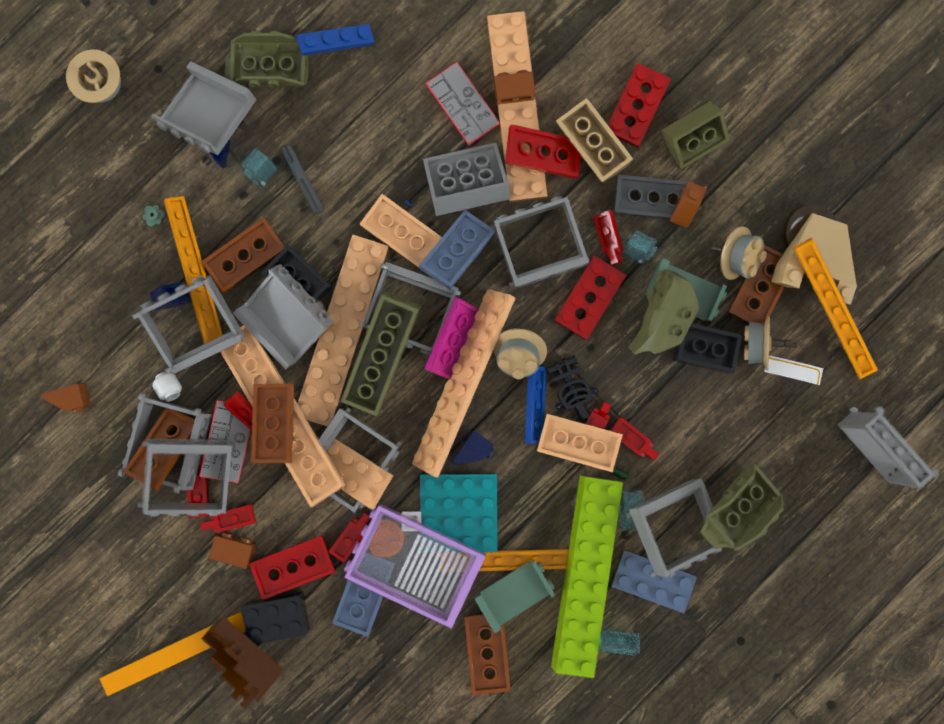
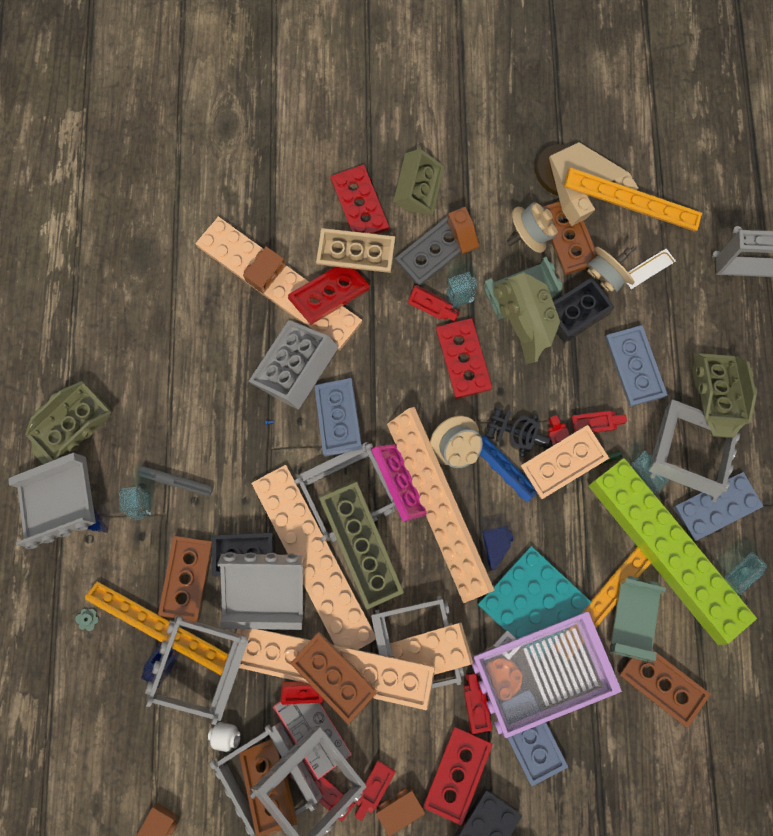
camera: 45 degrees left, 10 degrees down
(335, 39) = (102, 360): blue plate -> none
(400, 230) = (283, 445): light nougat plate -> none
(463, 103) = (238, 317): light grey tile -> none
(549, 270) = (417, 366): light grey window -> none
(705, 428) = (636, 366): none -> sand blue plate

